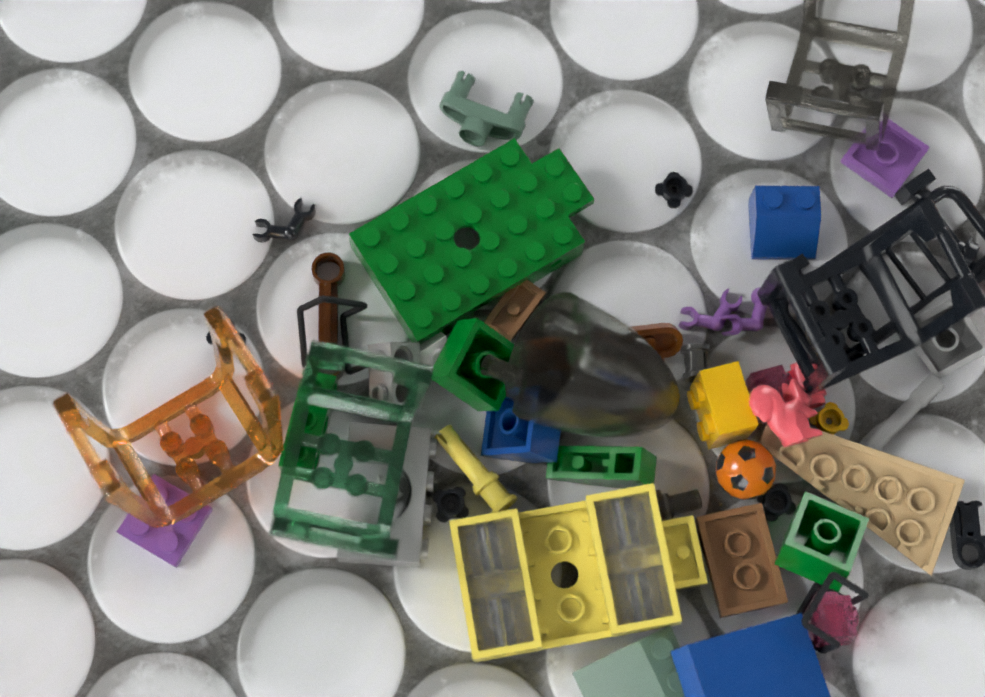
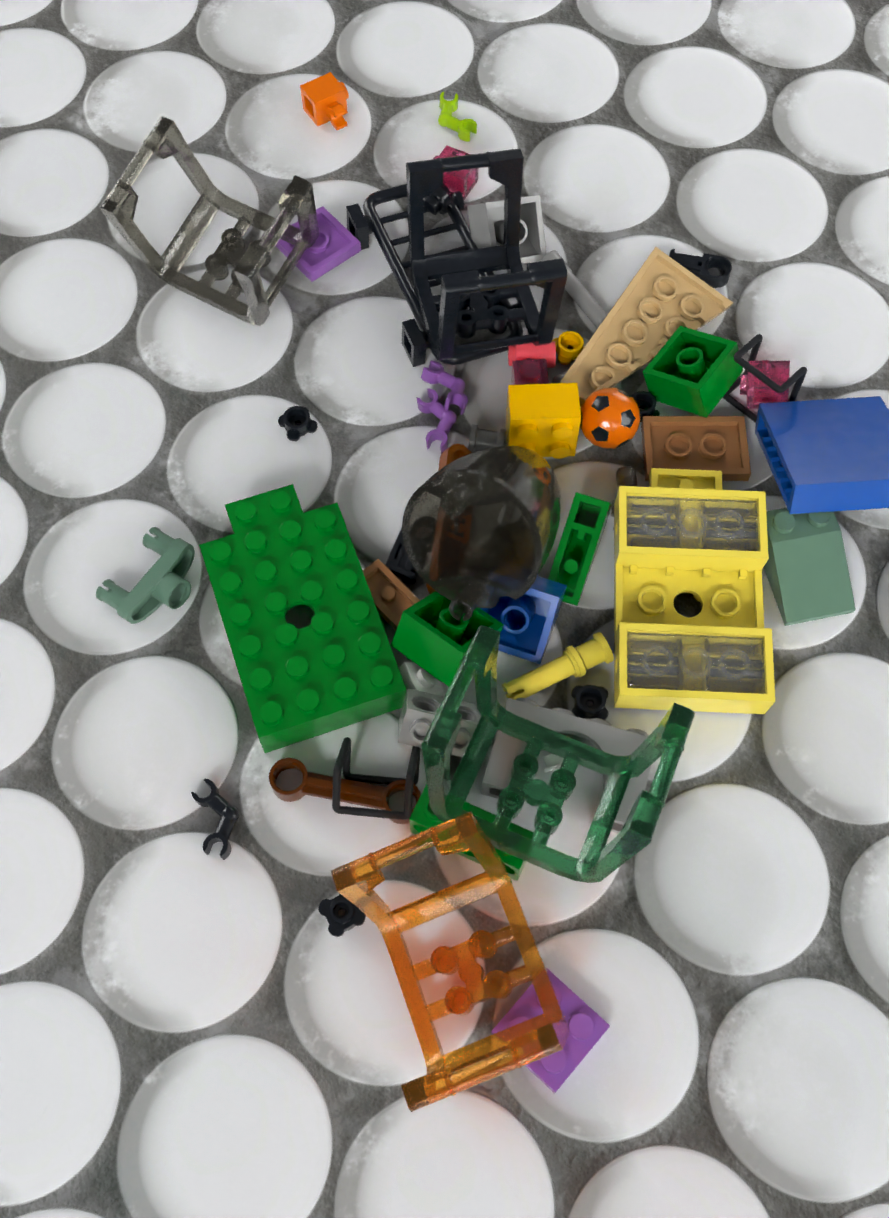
camera: 70 degrees left, 10 degrees down
(784, 222) = (361, 335): blue slope -> none
(785, 417) = (569, 359): coral animal -> none

